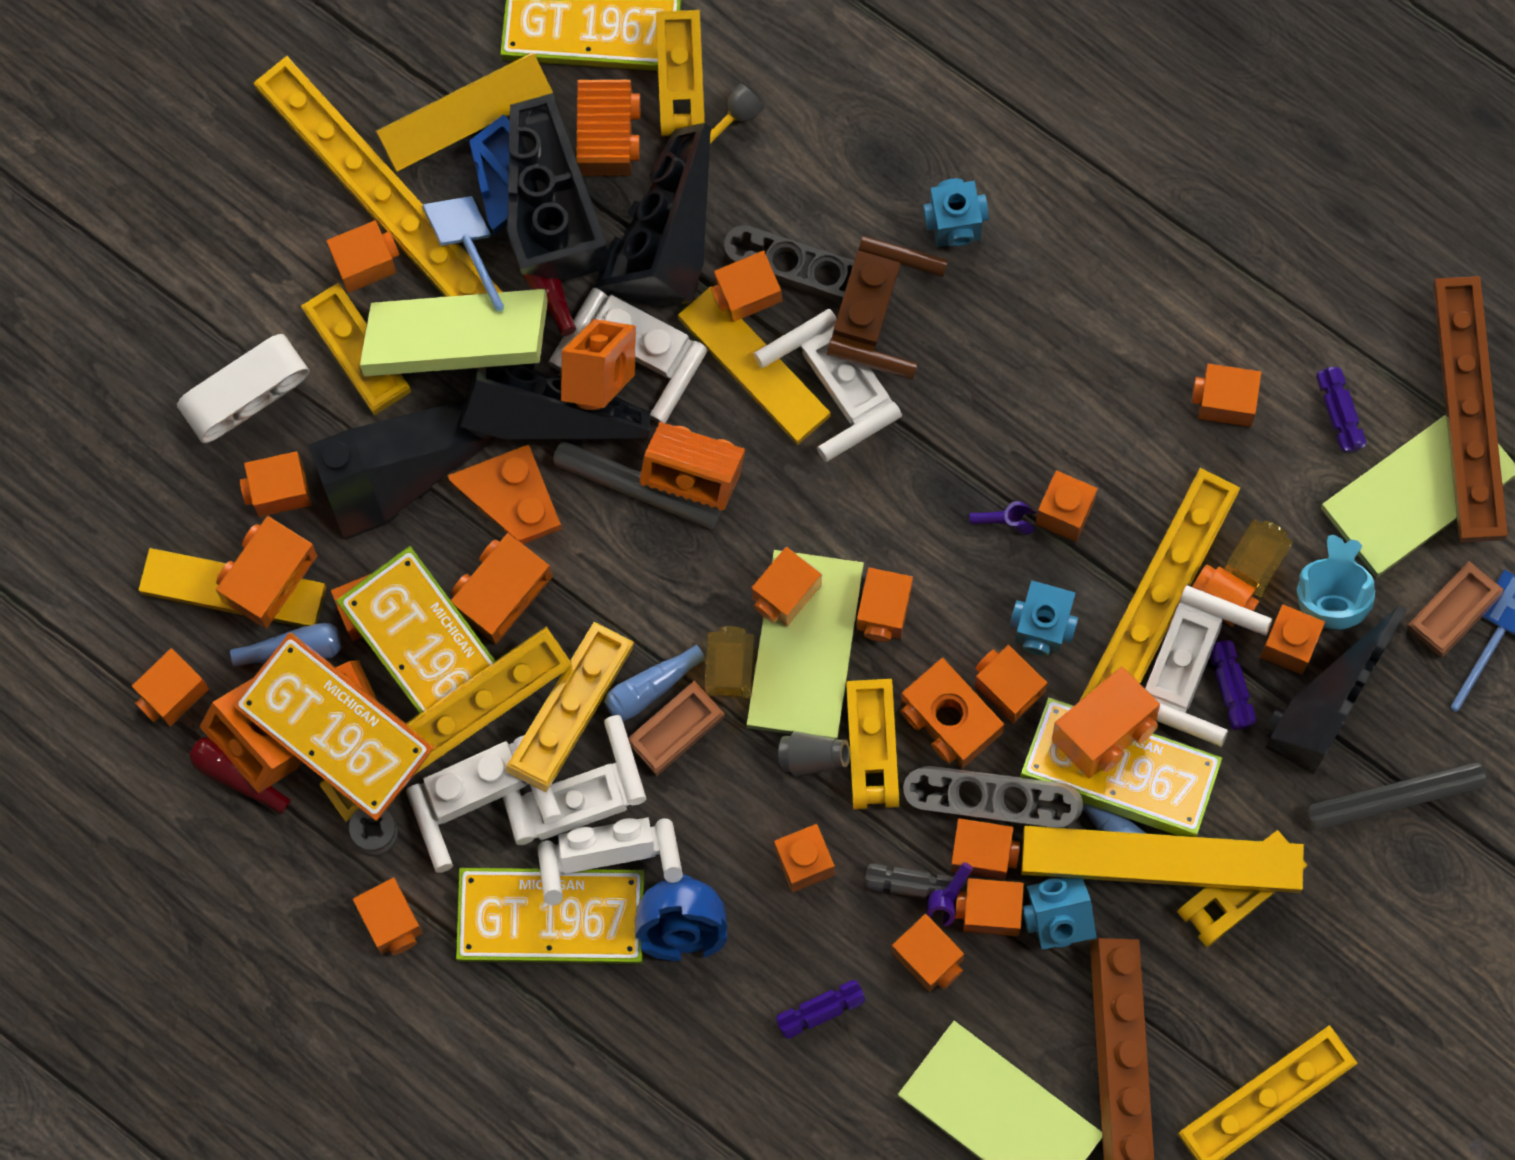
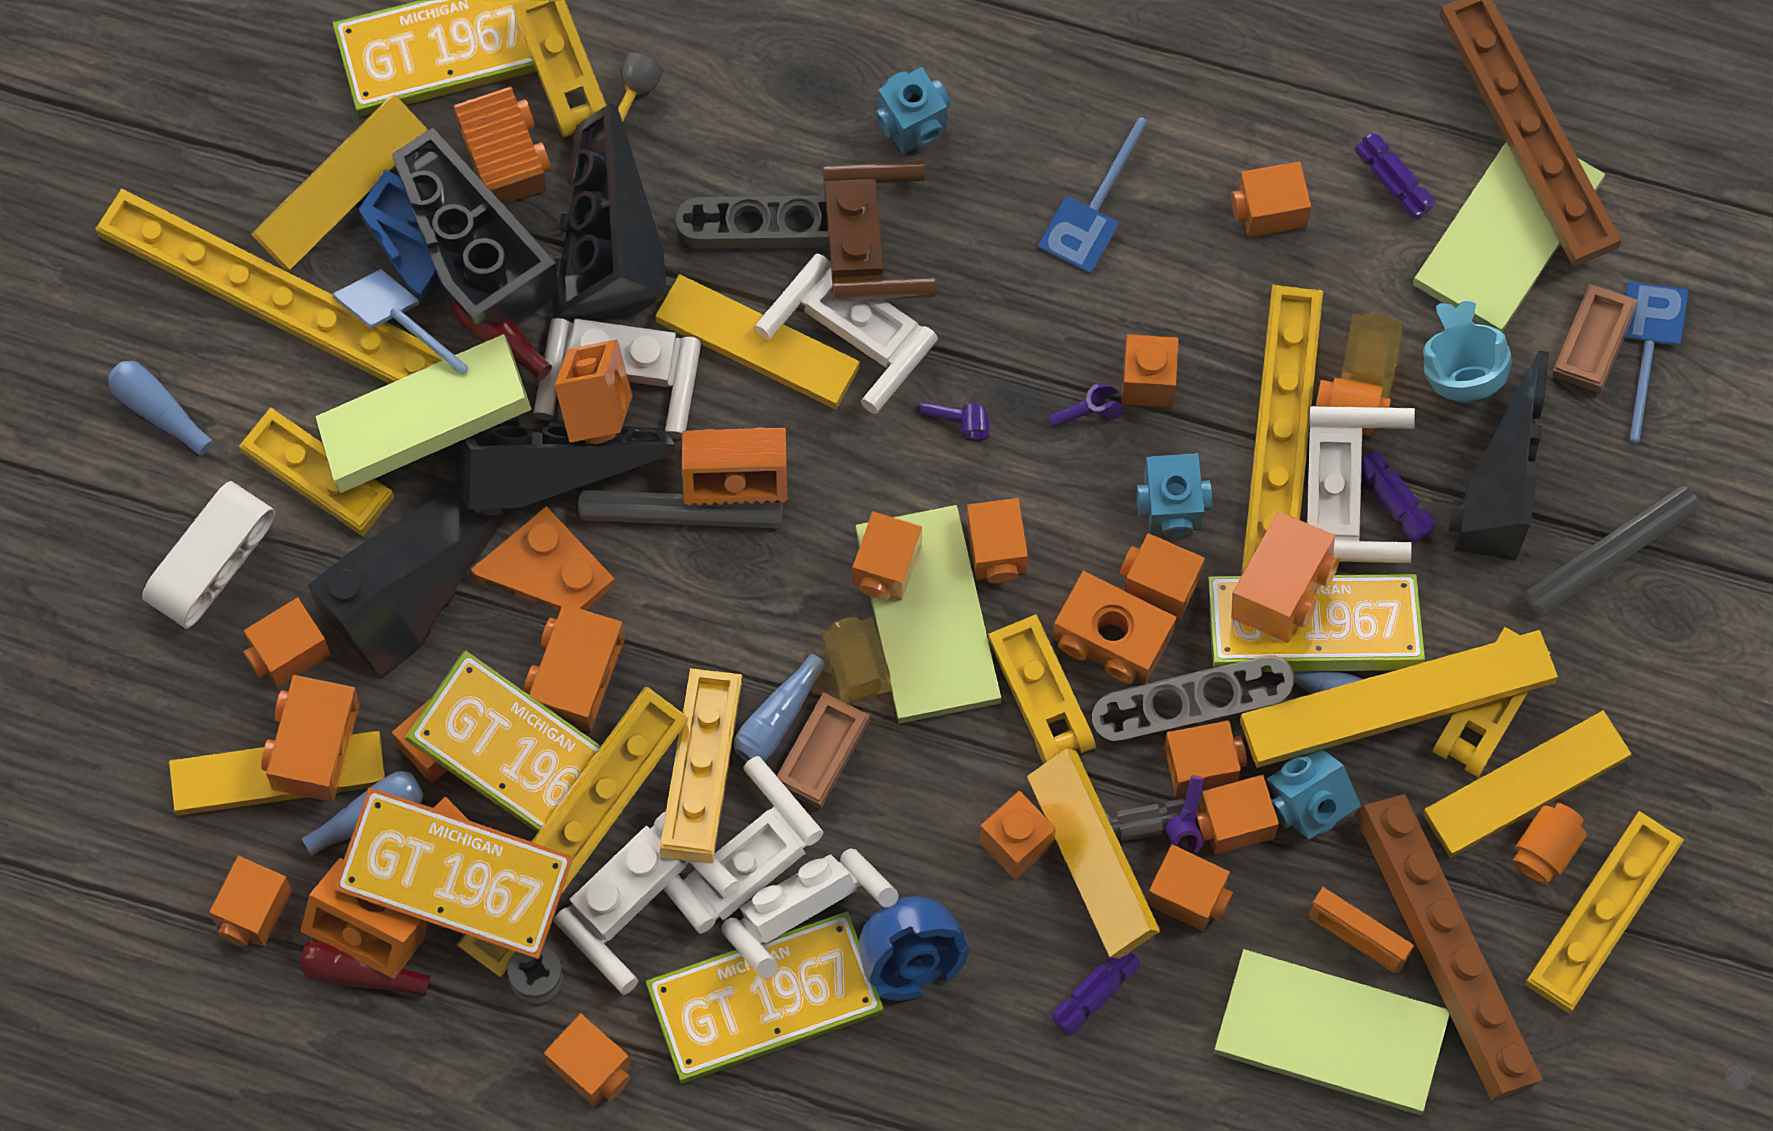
camera: 25 degrees left, 5 degrees down
(245, 242) = (151, 400): none -> medium blue piece
(363, 255) = (288, 369): orange brick -> none
(746, 287) = (721, 258): orange brick -> none
(812, 753) = (982, 722): dark grey cone -> none
(859, 896) = (1093, 854): none -> yellow tile
(906, 494) = (973, 418): none -> dark purple hand
(1055, 1041) = (1360, 930): none -> orange tile
(1059, 365) = (1080, 231): none -> piece
(1243, 1025) = (1549, 843): none -> orange brick
(1245, 967) = (1526, 784): none -> yellow tile
(1292, 639) = (1441, 426): orange brick -> none

